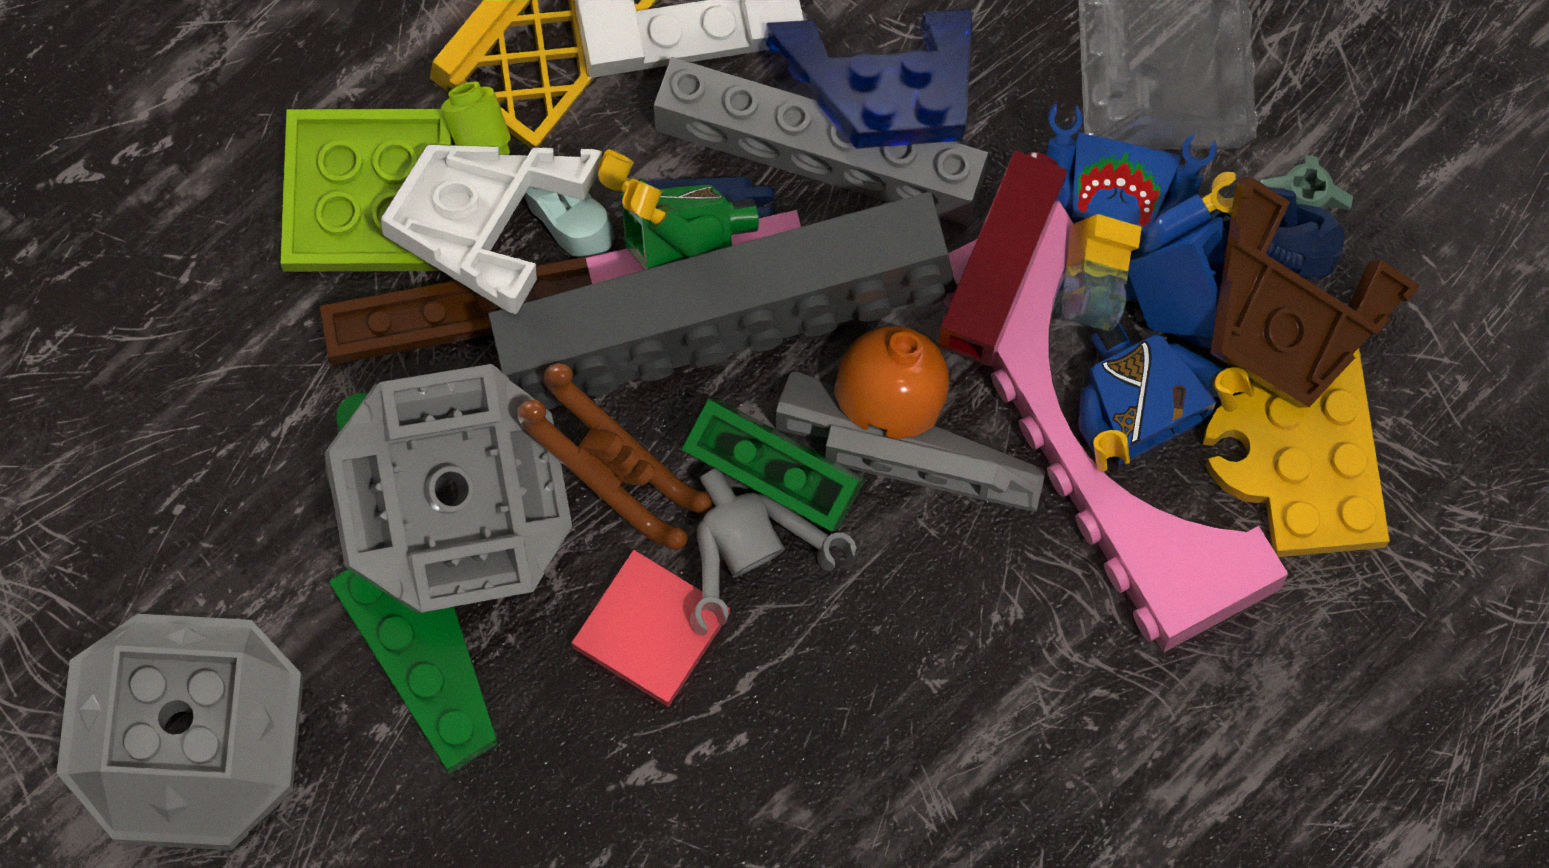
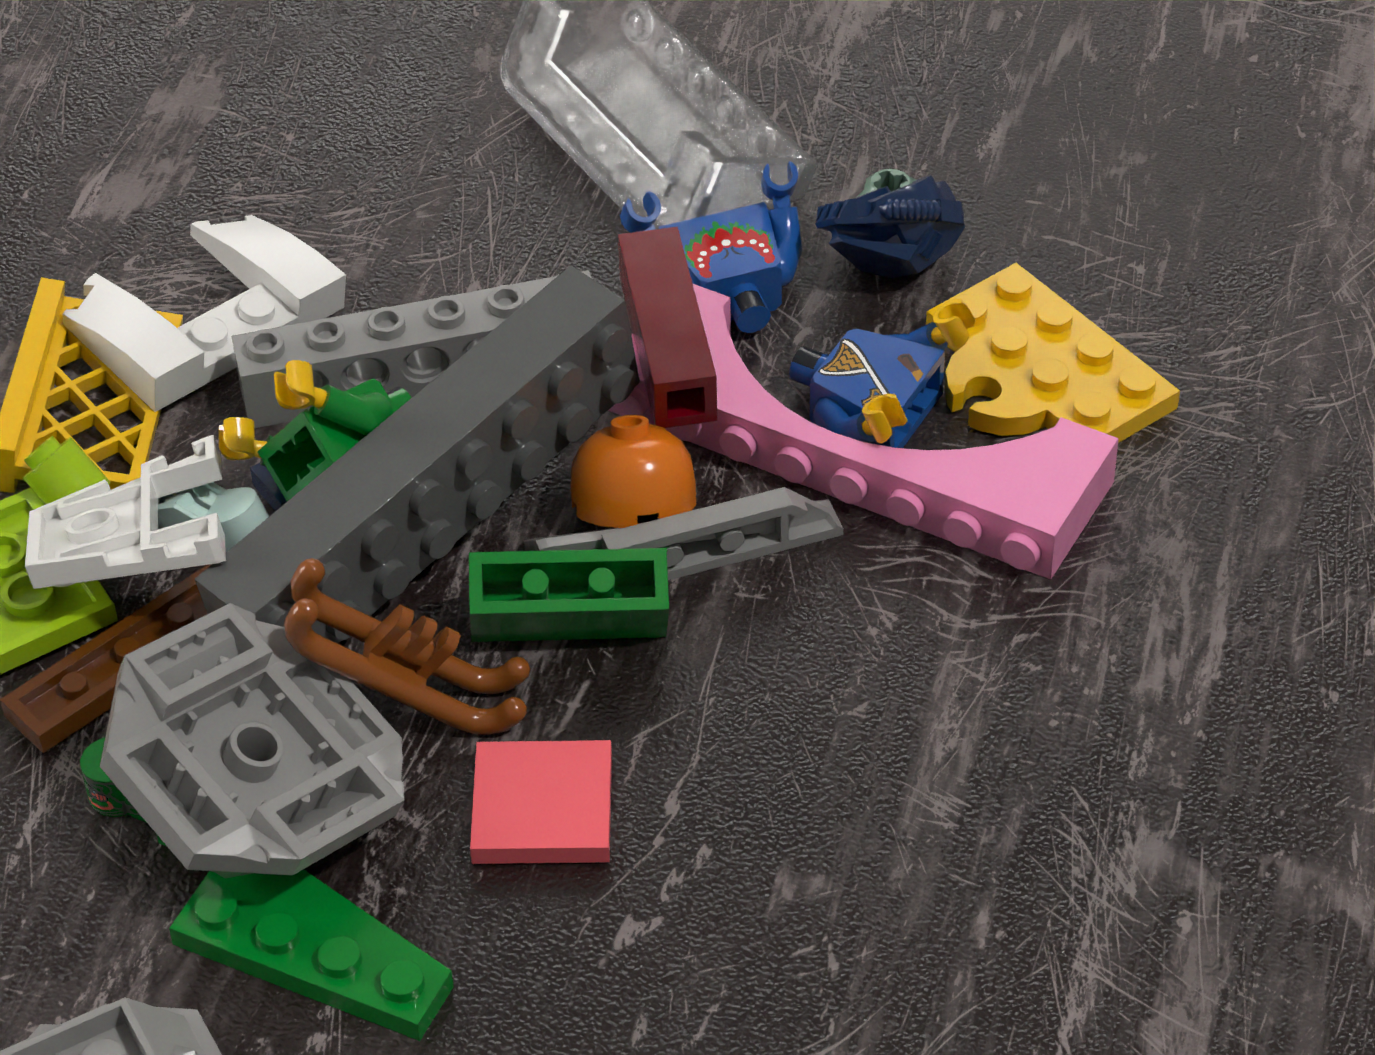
camera: 30 degrees left, 25 degrees down
(745, 539) = (587, 678): light grey piece -> none
(887, 96) = (481, 259): clear blue wing -> none
(1098, 270) = (759, 299): leg -> none
(1181, 267) = (845, 271): blue torso -> none
(1282, 324) = (951, 253): reddish brown wing -> none

